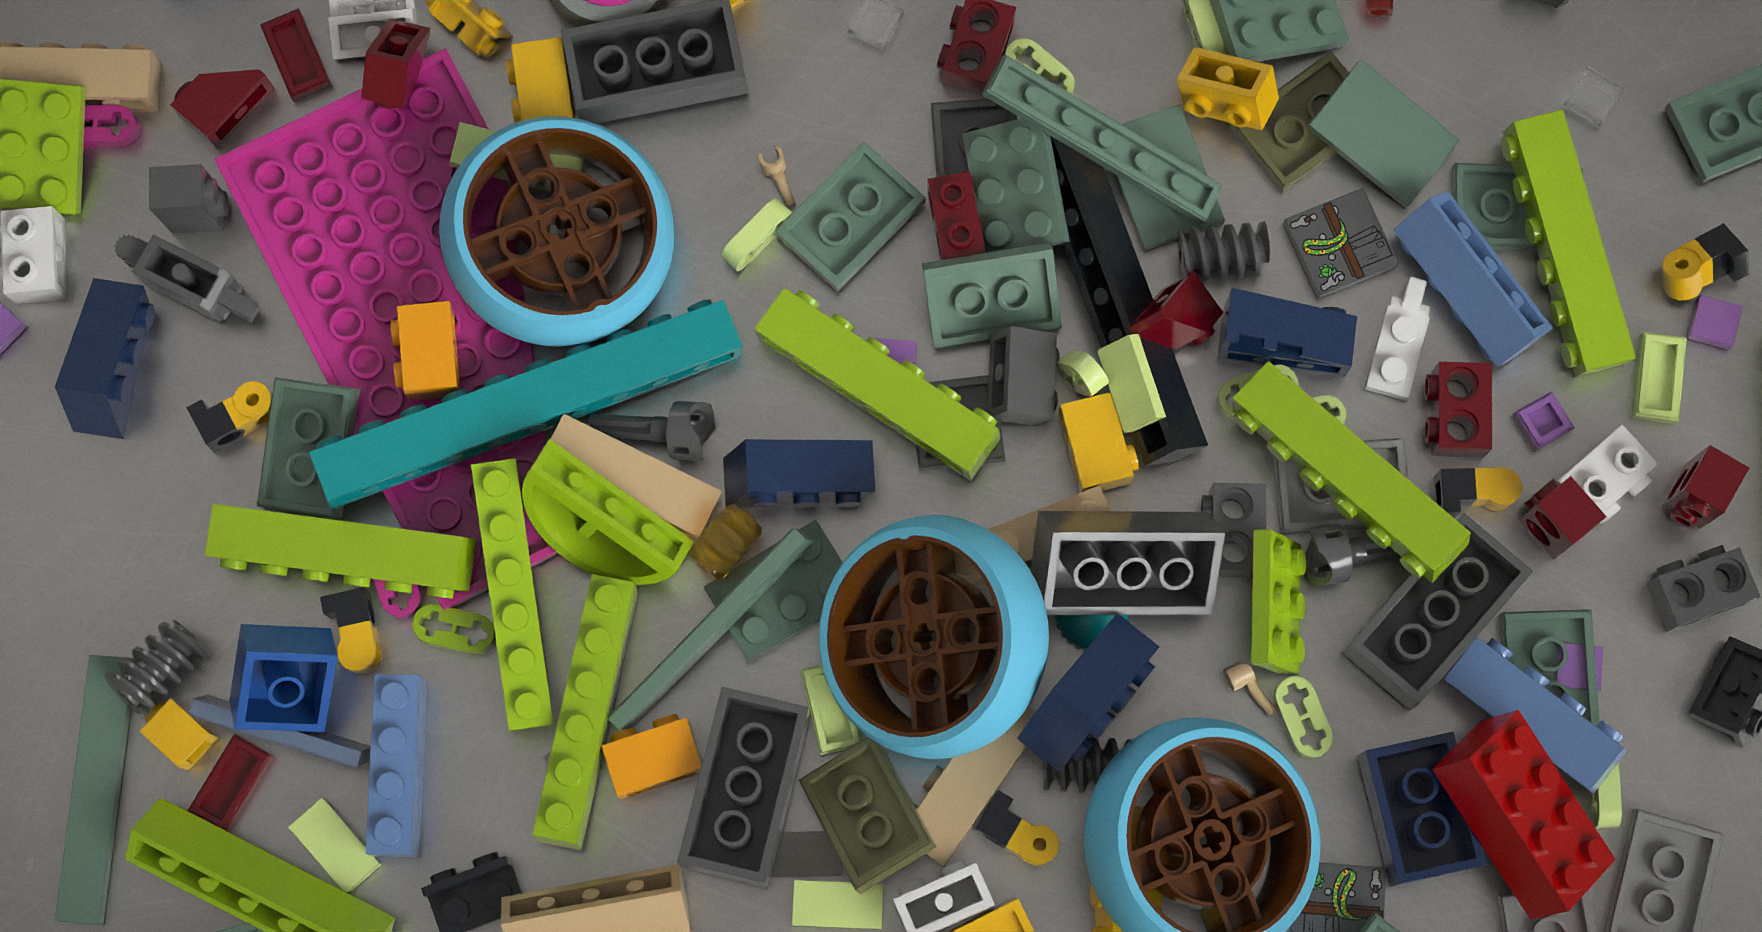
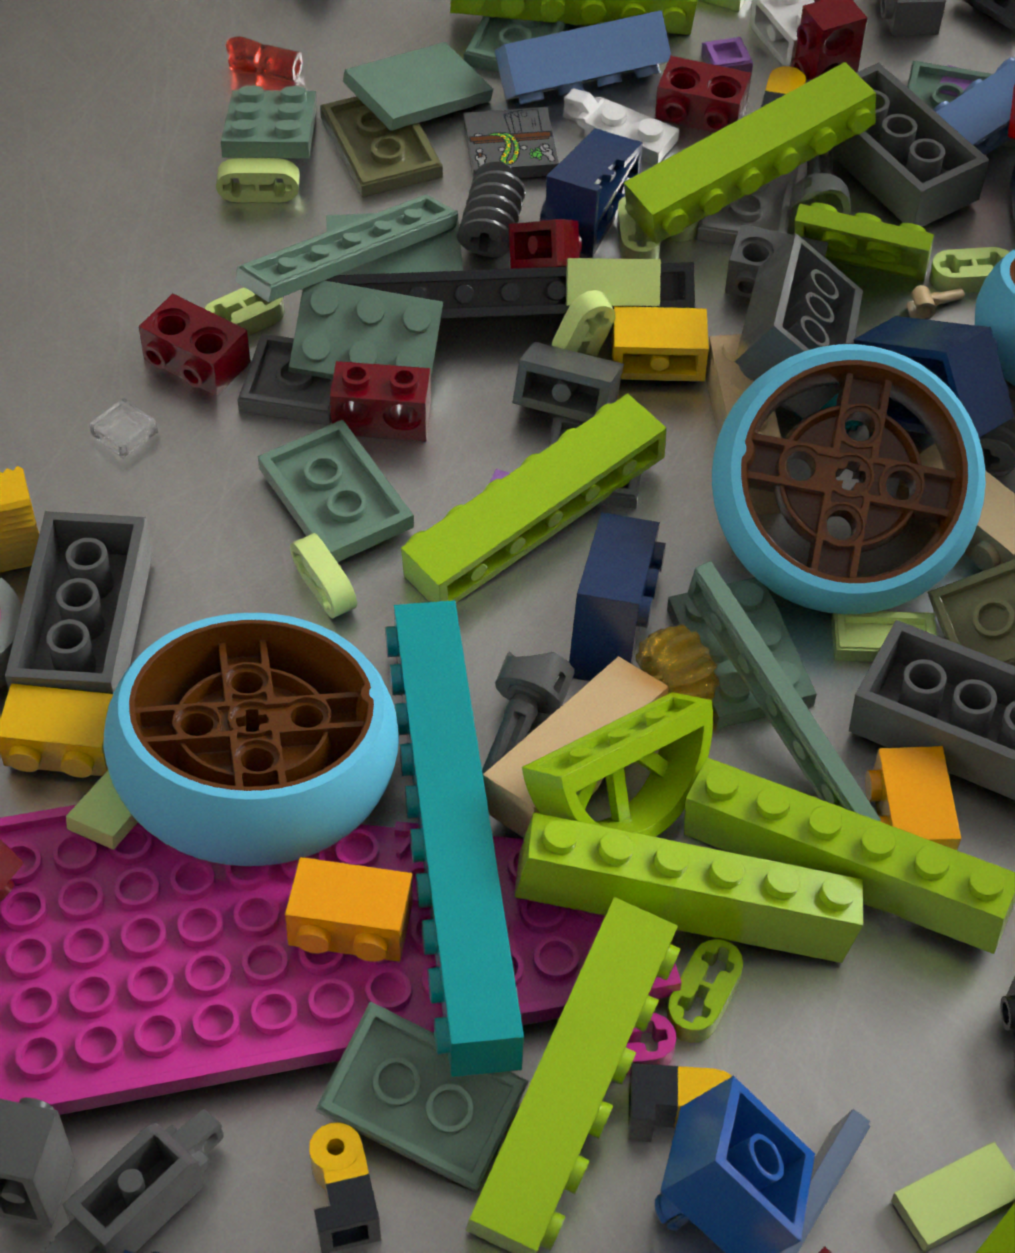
camera: 80 degrees left, 25 degrees down
(396, 766) = (888, 1085): medium blue brick -> none
(776, 171) = (246, 551): tan hand -> none
(991, 292) = (472, 385): sand green plate -> none
(1228, 88) = (332, 162): yellow brick -> none

